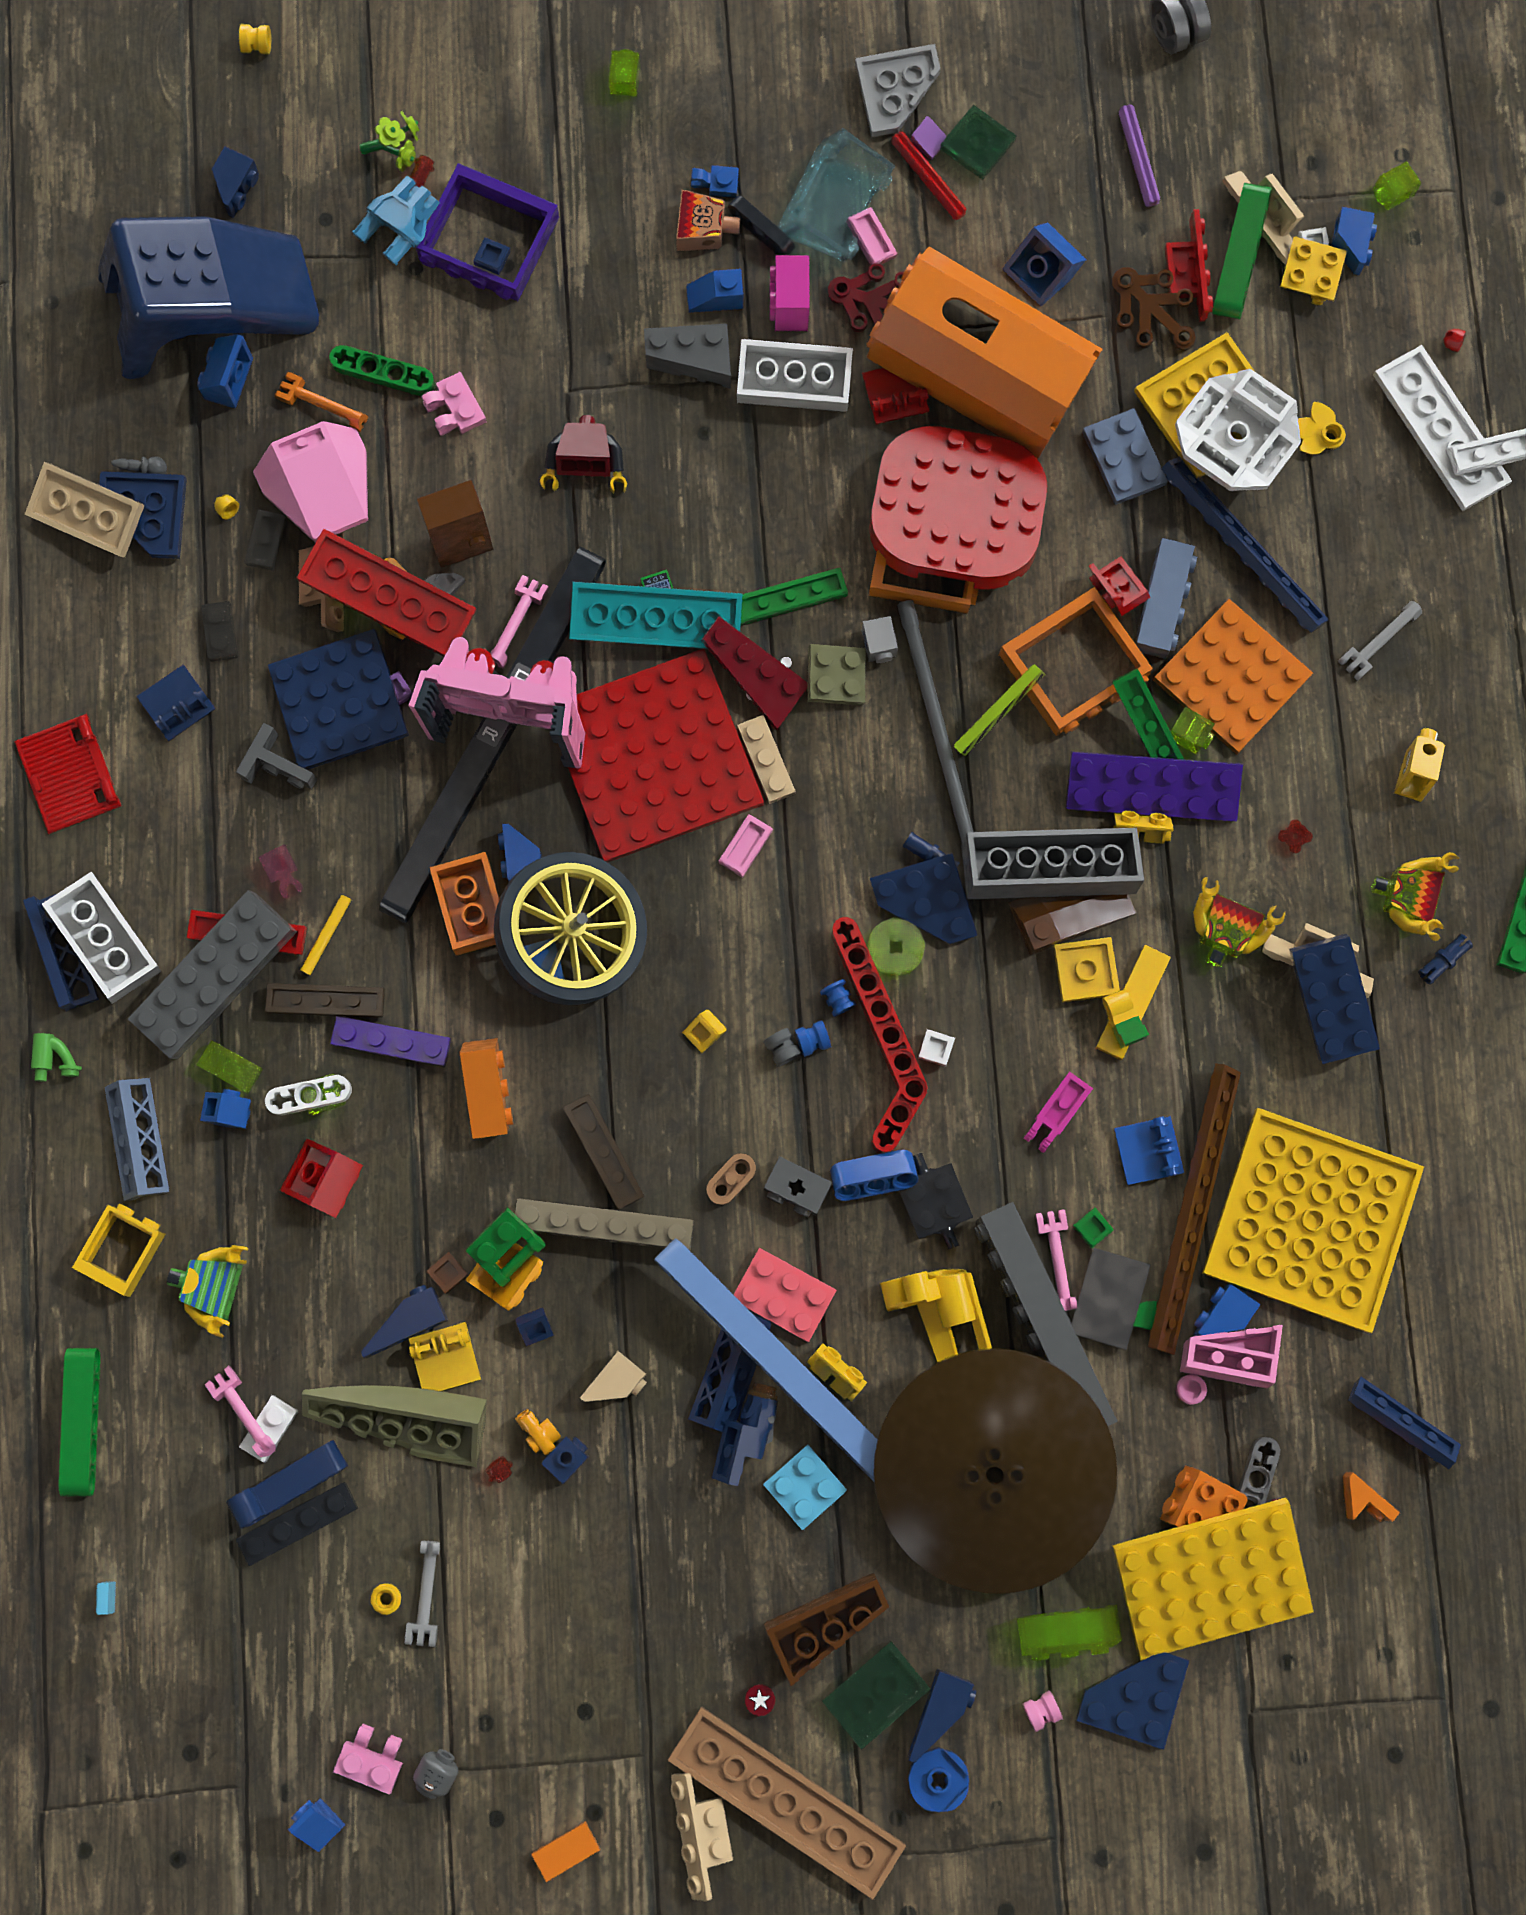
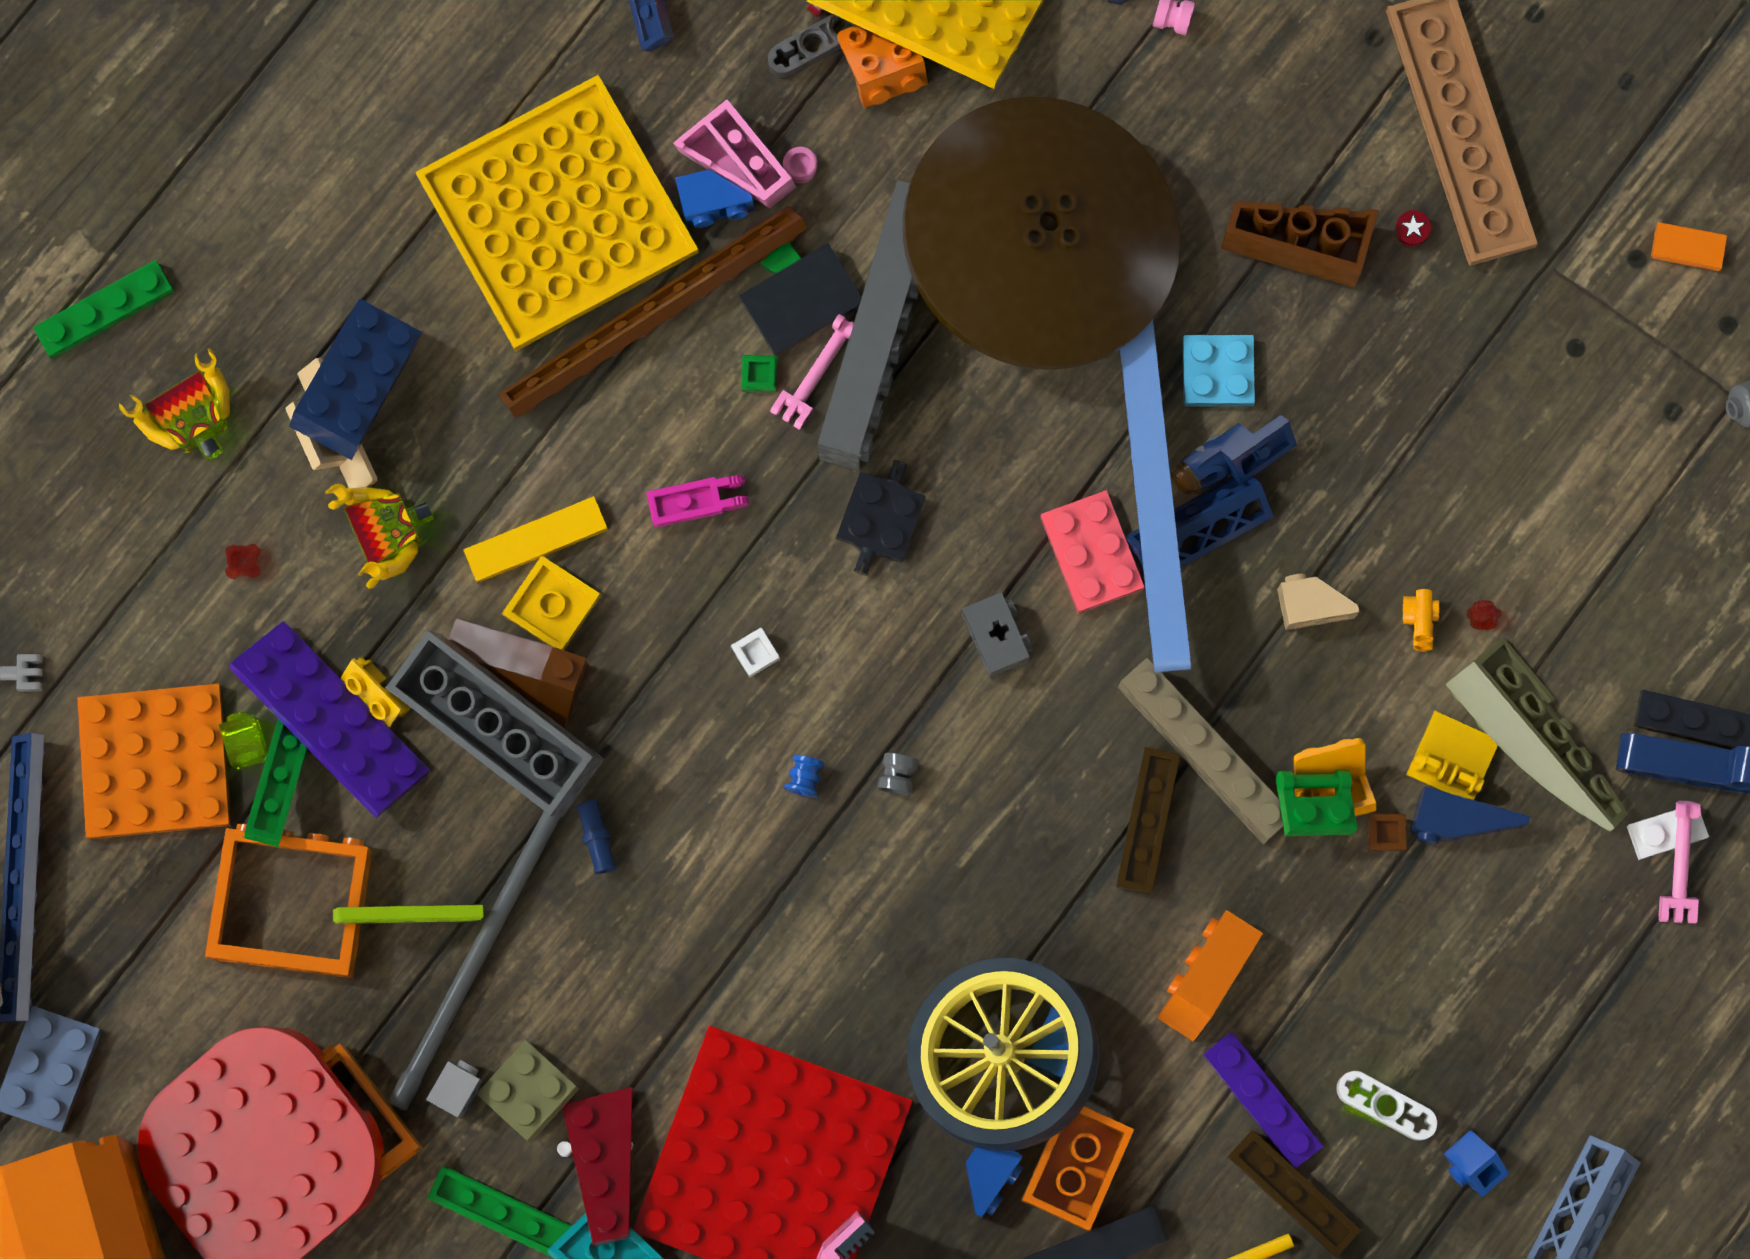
camera: 135 degrees left, 0 degrees up
(84, 1261) = (1716, 1105): yellow window -> none
(209, 1286) = (1623, 1006): torso -> none
(229, 1067) = (1438, 1207): clear neon green plate -> none
(321, 1178) = (1435, 1022): red slope -> none
(376, 1601) = (1686, 582): yellow plate -> none
(422, 1627) = (1604, 597): light grey hinge -> none
(534, 1326) = (1346, 714): dark blue plate -> none
(566, 1458) = (1415, 572): dark blue brick -> none
(702, 1835) = (1557, 161): tan bracket -> none
(704, 1030) = (955, 855): yellow slope -> none
(731, 1179) = (1050, 694): medium nougat plate -> none
(745, 845) = (762, 999): bright pink tile -> none
(766, 759) = (668, 1067): tan plate -> none
(812, 1038) = (864, 759): blue wheel -> none
(848, 1379) = (1100, 427): yellow hinge -> none
(873, 1175) = (917, 584): blue beam -> none
(876, 1695) = (1306, 147): clear green plate -> none
(879, 1026) = (791, 715): red beam -> none
(895, 931) = (692, 766): clear neon green plate -> none
(928, 897) = (637, 798): dark blue plate -> none
(943, 1301) = (952, 419): yellow panel -> none
(943, 1707) = (1261, 86): dark blue slope -> none
(956, 1781) = (1326, 21): blue plate -> none
(1069, 1632) = (1093, 54): clear neon green wedge -> none
(1120, 586) = (178, 937): red bracket -> none
(1124, 1019) = (561, 526): leg -> none
(1149, 1150) = (645, 396): blue hinge -> none
(1166, 590) = (146, 891): sand blue brick -> none
(1420, 766) = (66, 522): yellow torso -> none
(1445, 959) = (216, 334): dark blue pin -> none

